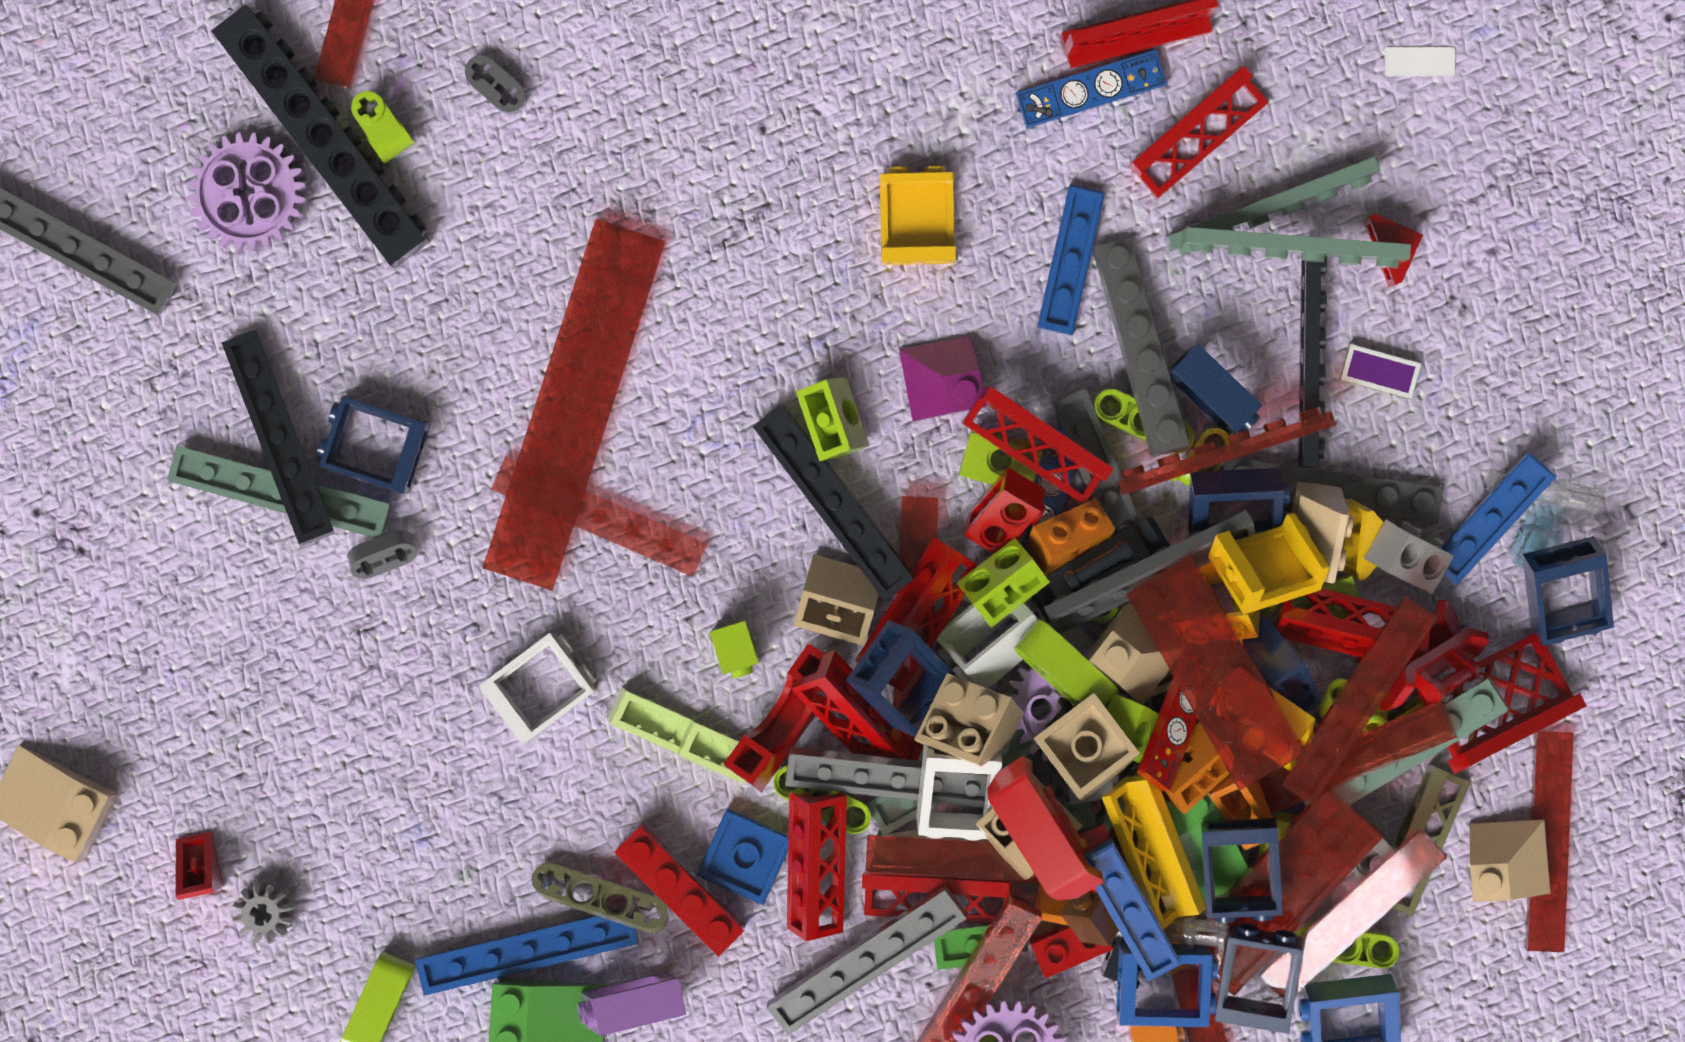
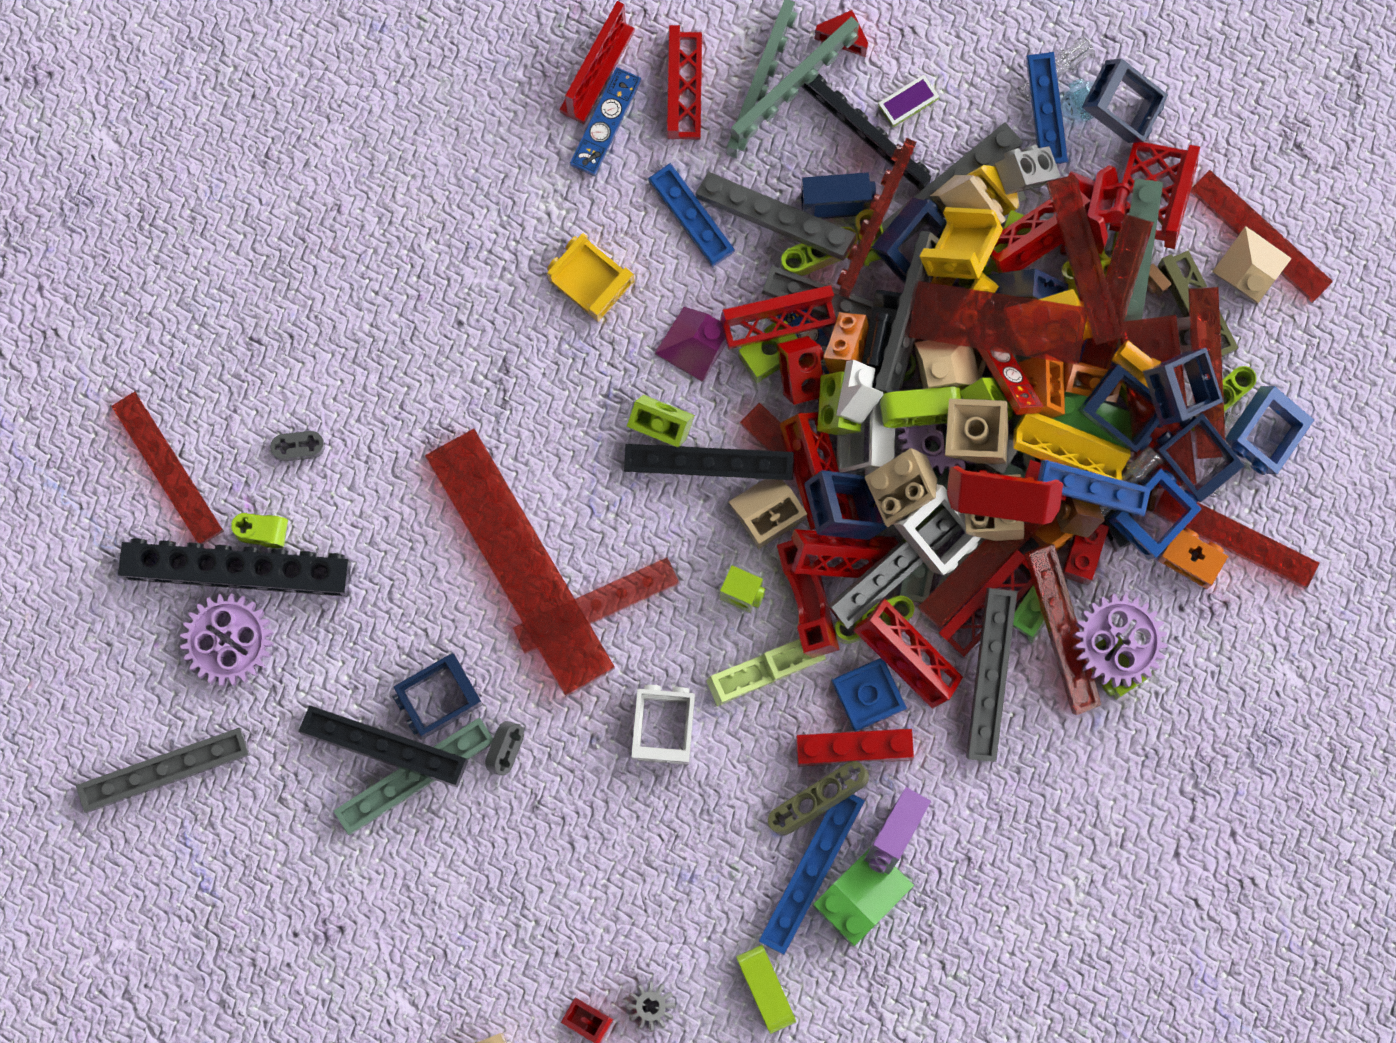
camera: 40 degrees left, 10 degrees down
(1020, 594) = (857, 394): none -> white slope
(1290, 899) = (1167, 393): none -> dark blue window
(1297, 854) = (1134, 361): none -> light orange piece
(1409, 782) = (1157, 282): none -> medium nougat plate

